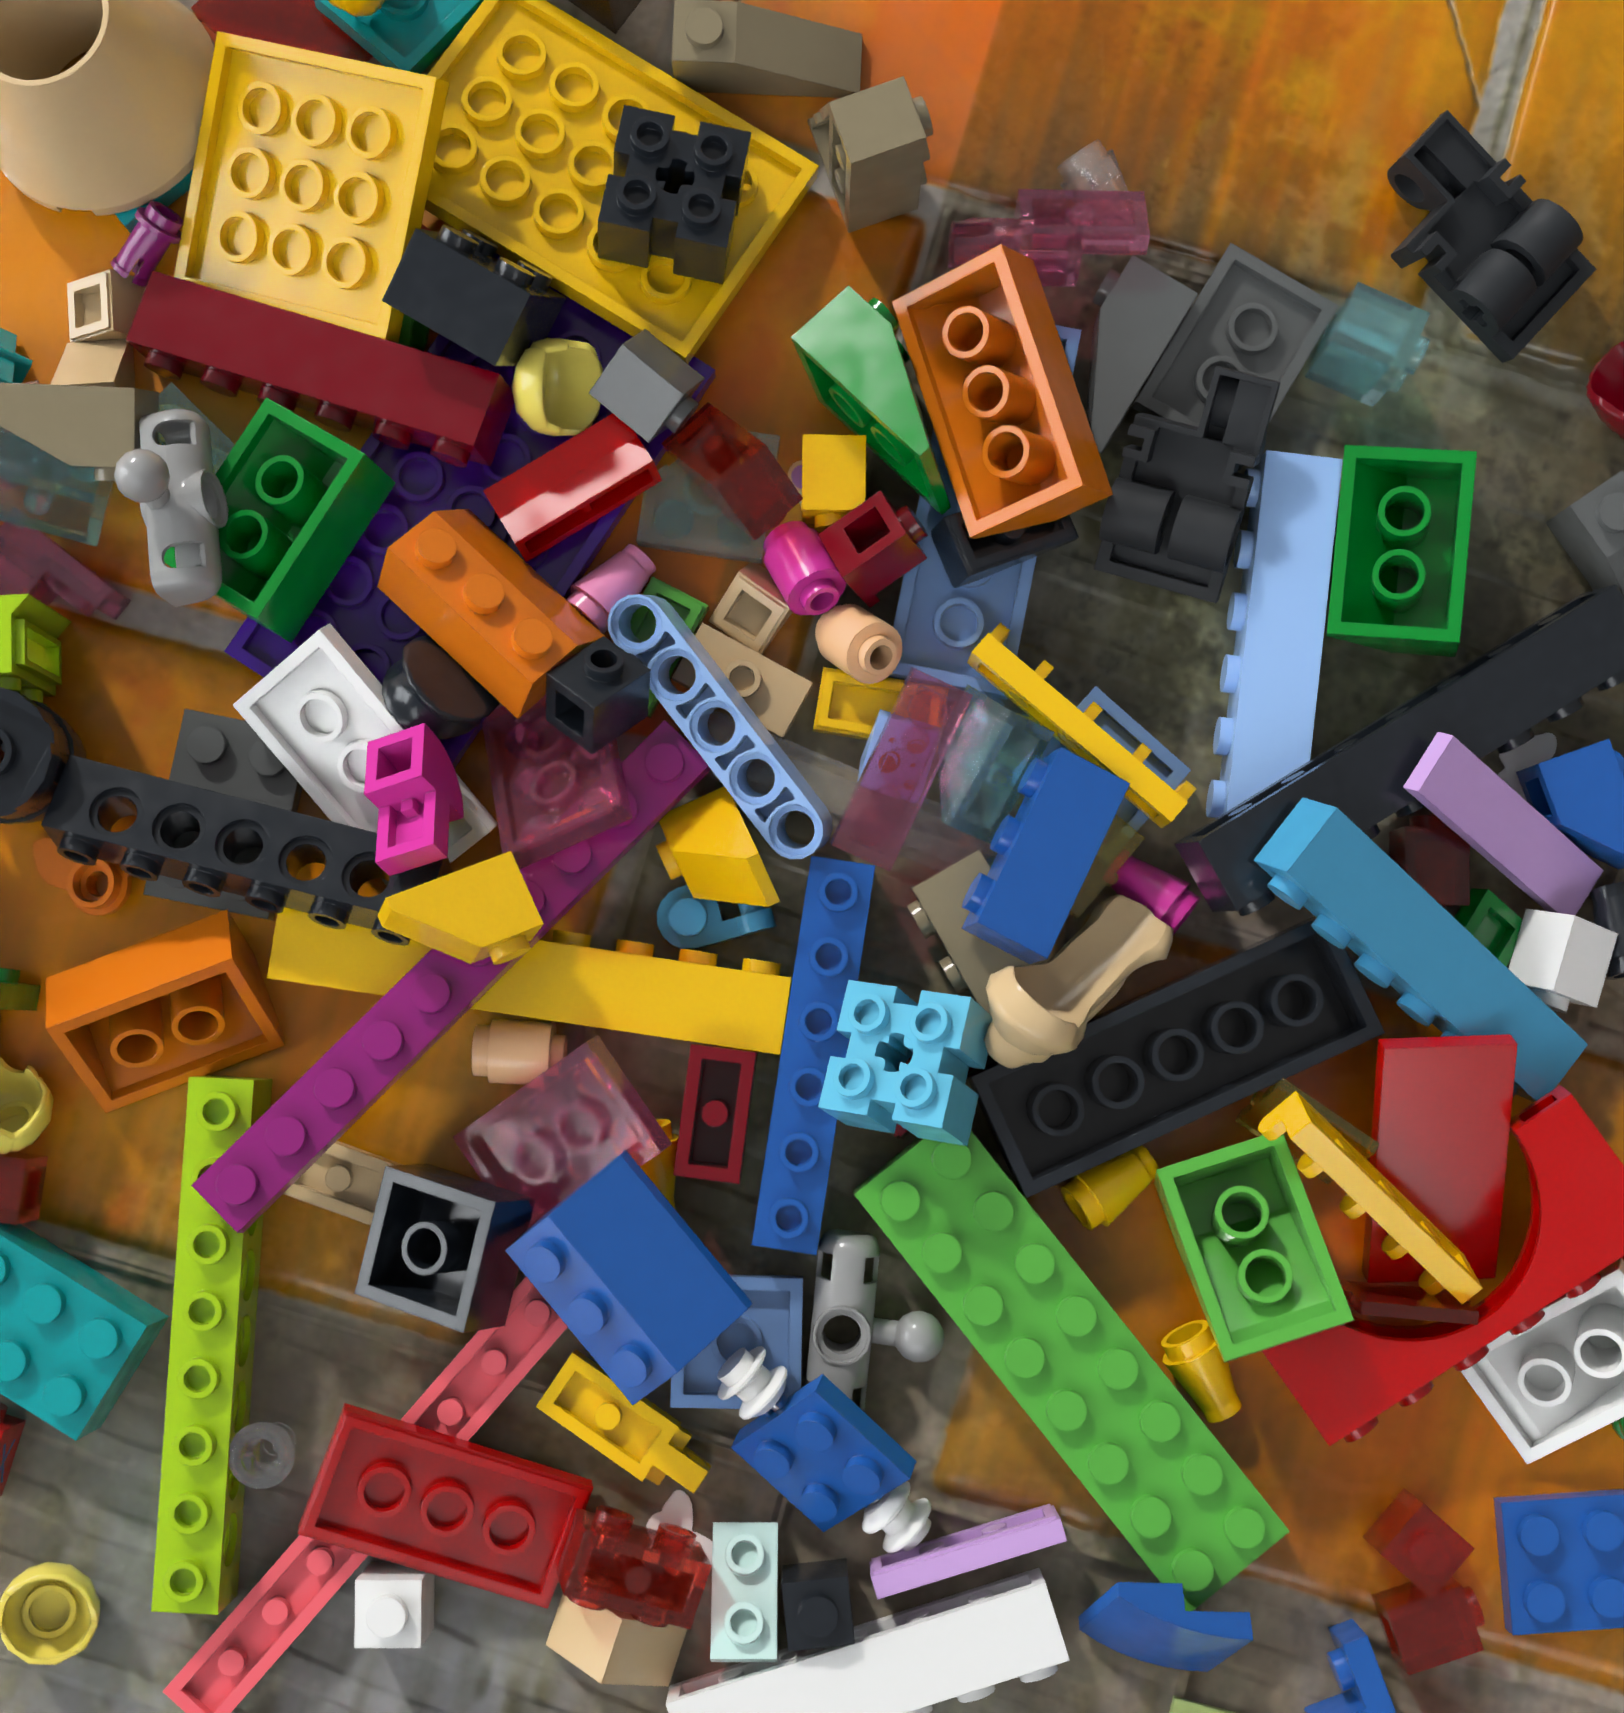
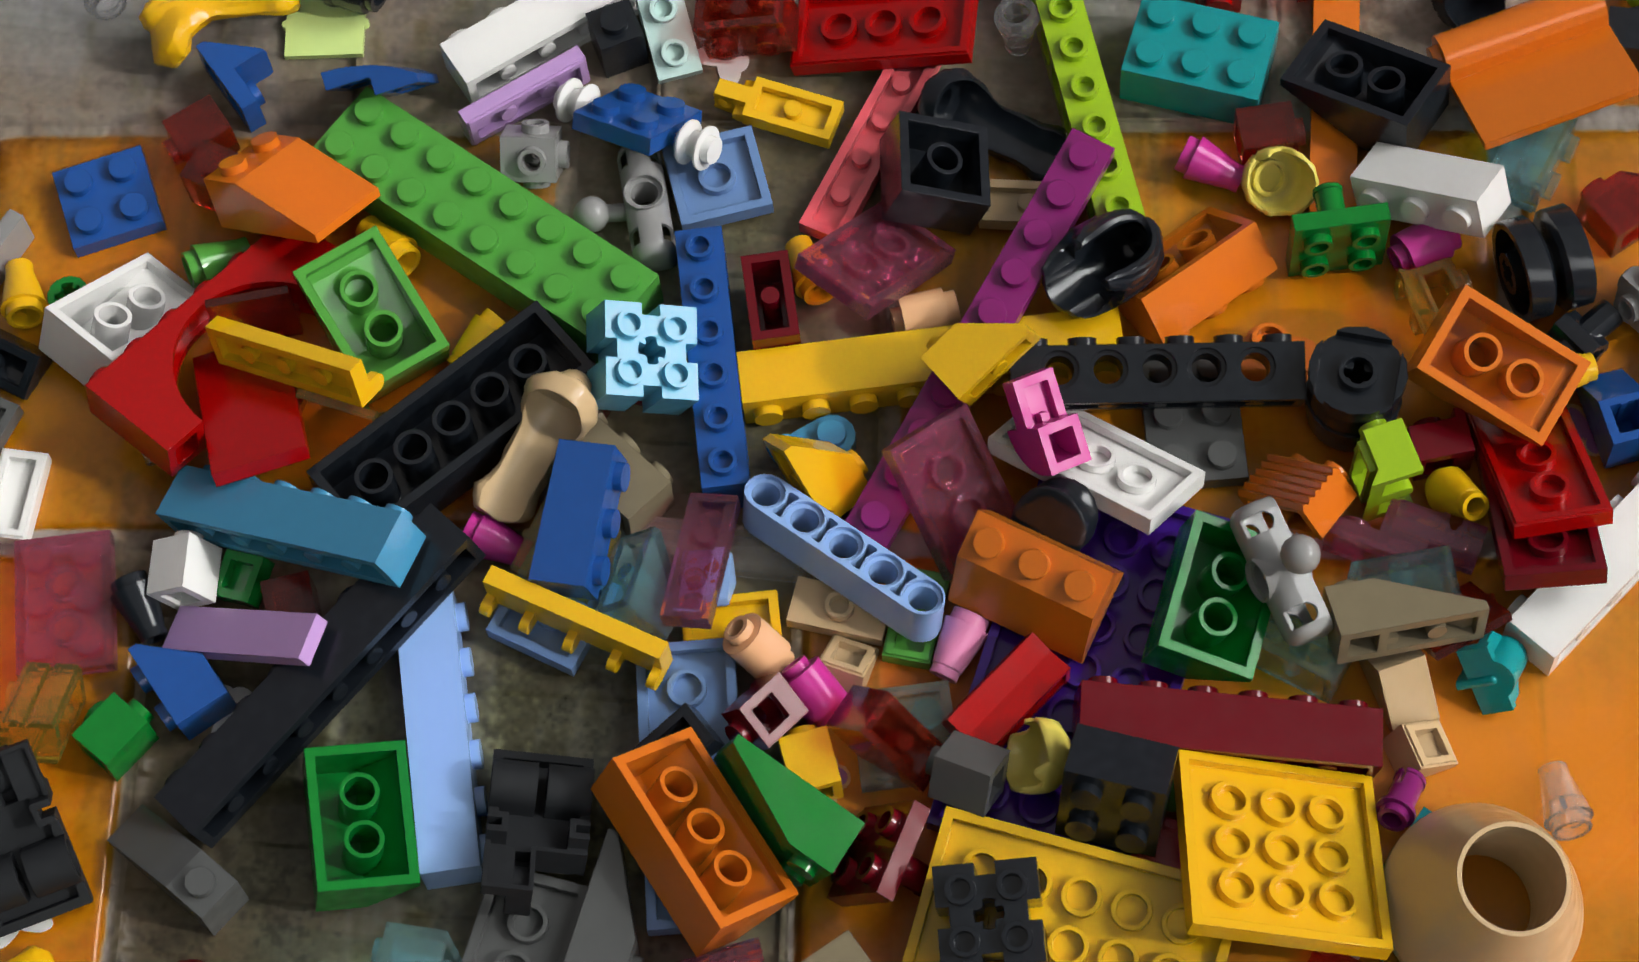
camera: 170 degrees right, 20 degrees down
(85, 1168) = (1209, 165): none -> dark pink cone
(128, 647) = (1307, 492): none -> orange brick
(261, 1020) = (1103, 263): none -> black hair
(372, 1342) = (1011, 135): none -> black hair
(597, 694) = (932, 534): black brick -> none
(629, 1277) = (800, 178): blue slope -> none
(759, 328) = (882, 856): none -> dark red plate
(977, 1449) = (533, 153): none -> light grey brick
(1328, 1470) = (286, 190): none -> orange slope
(1443, 1416) = (208, 259): none -> bright green cone

